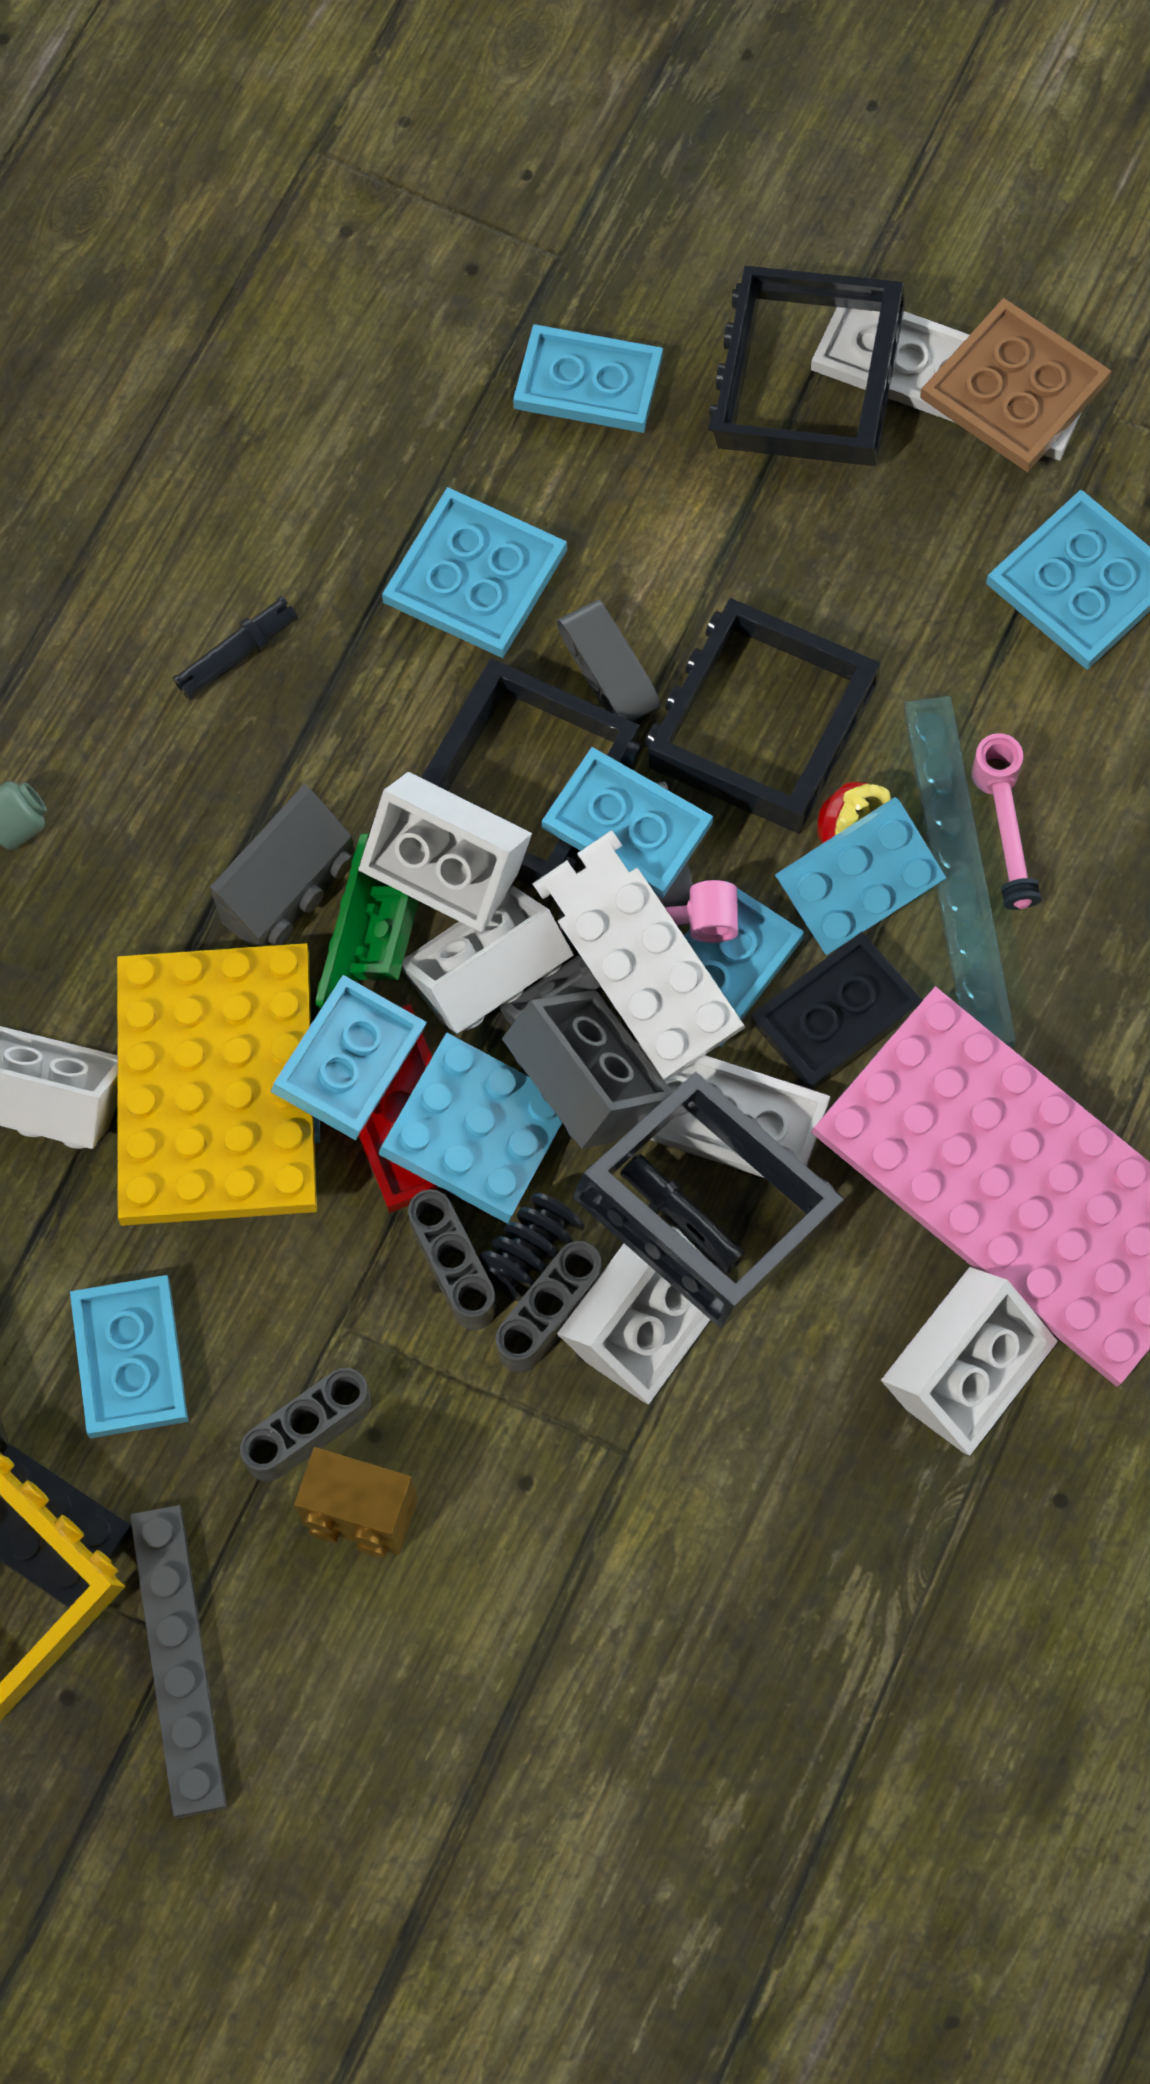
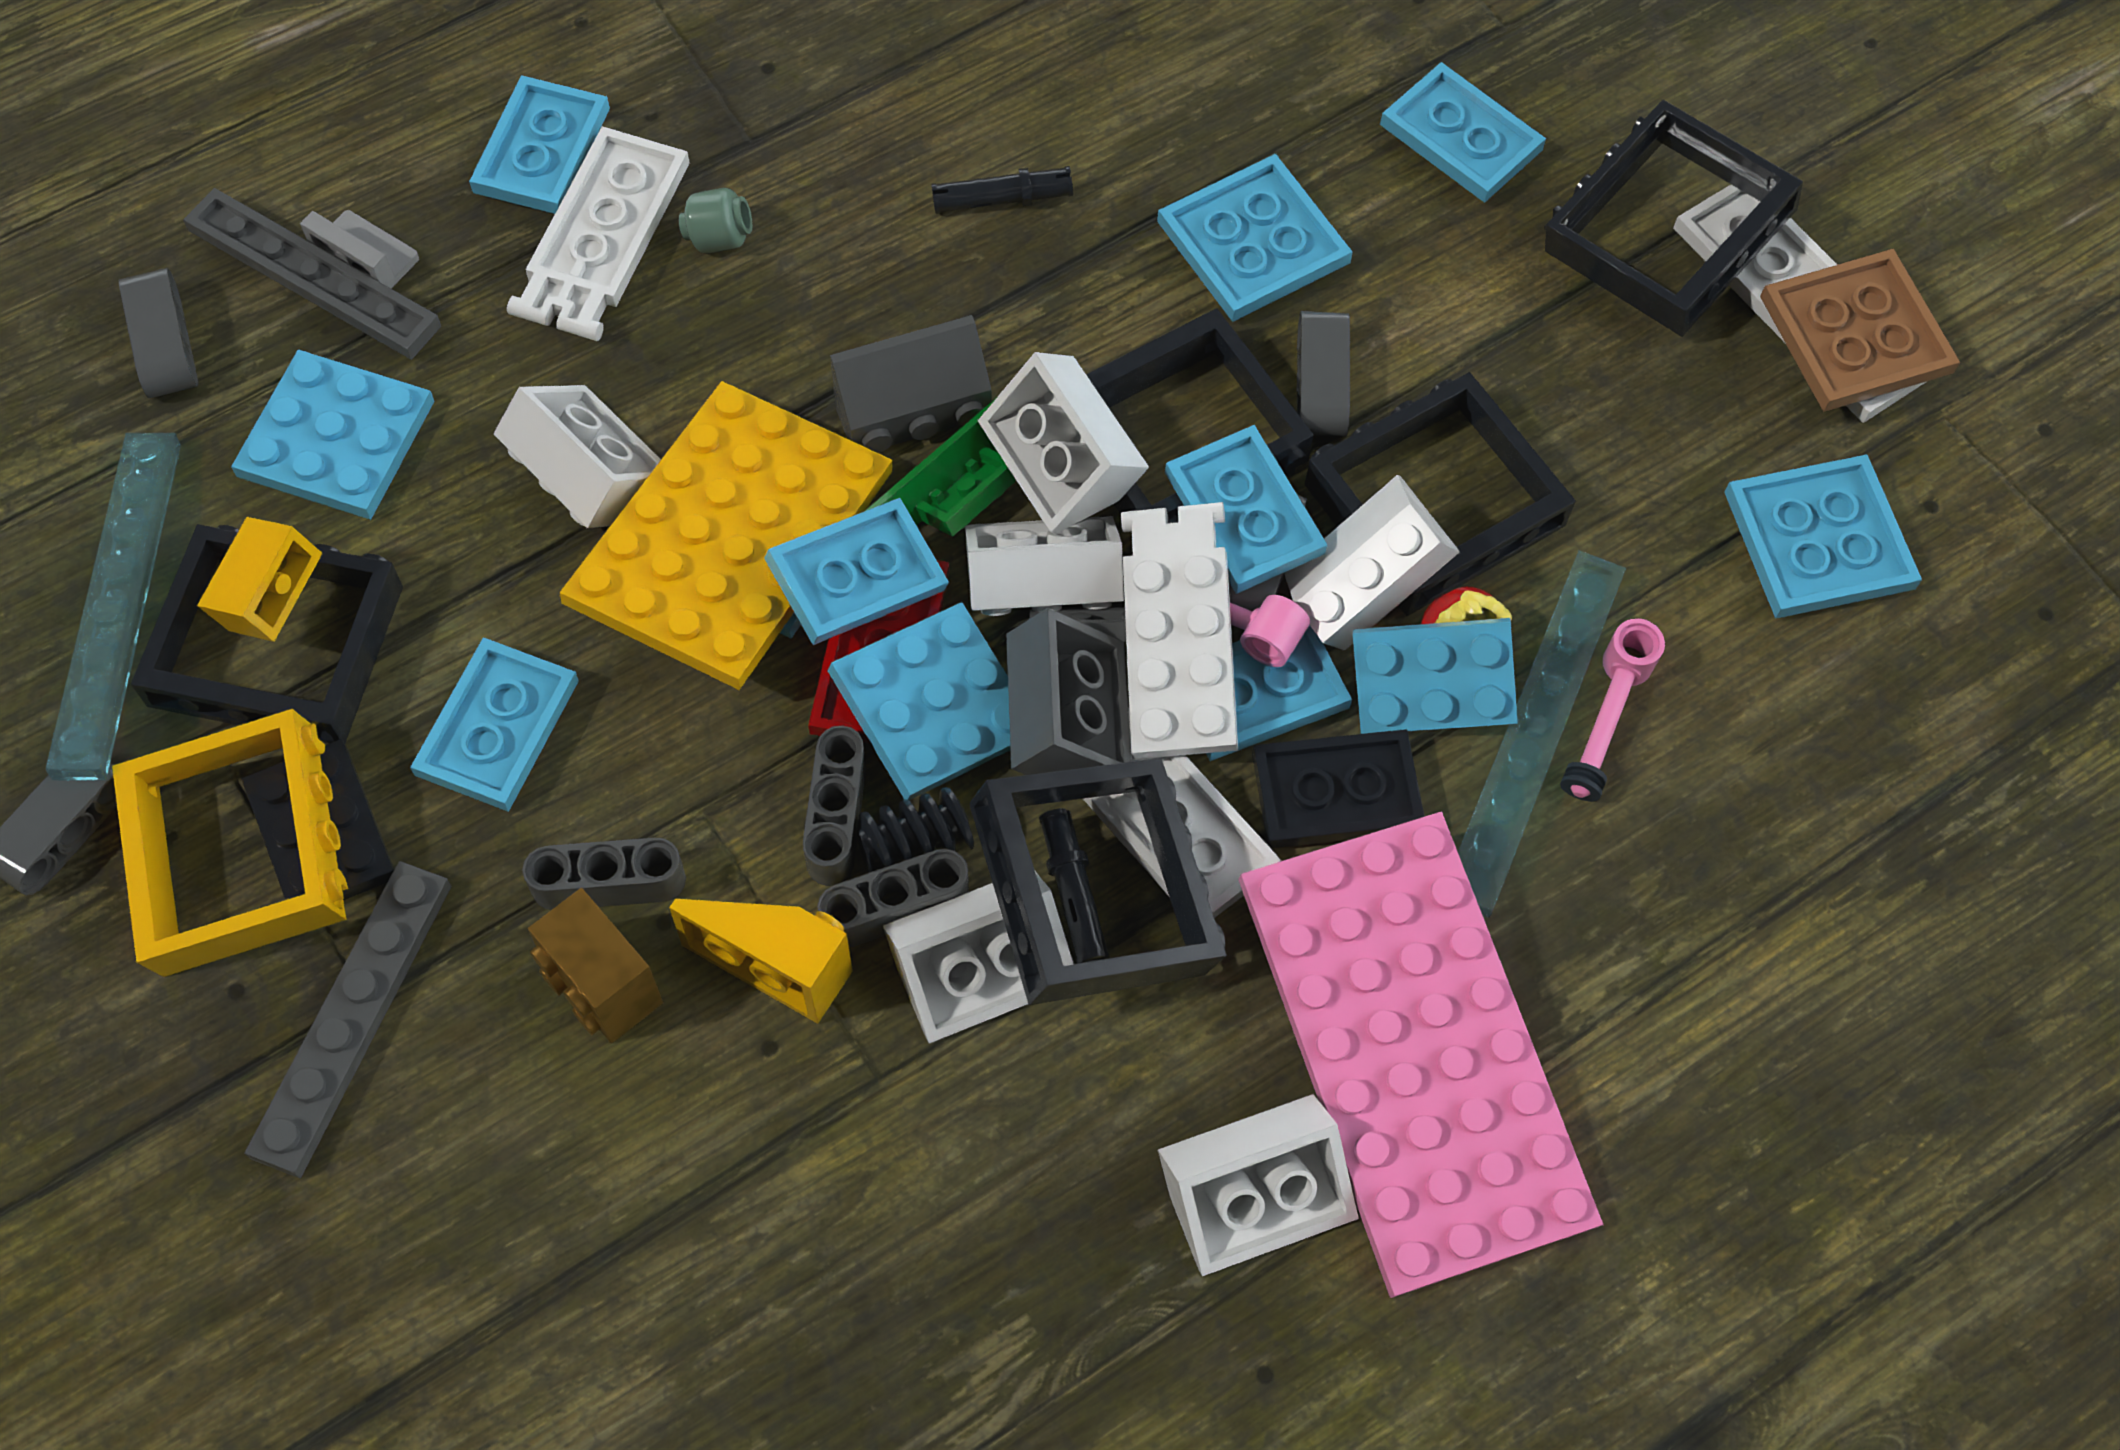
camera: 25 degrees right, 5 degrees down
(489, 1405) = (771, 947): none -> yellow slope
(754, 810) = (1370, 564): none -> white slope

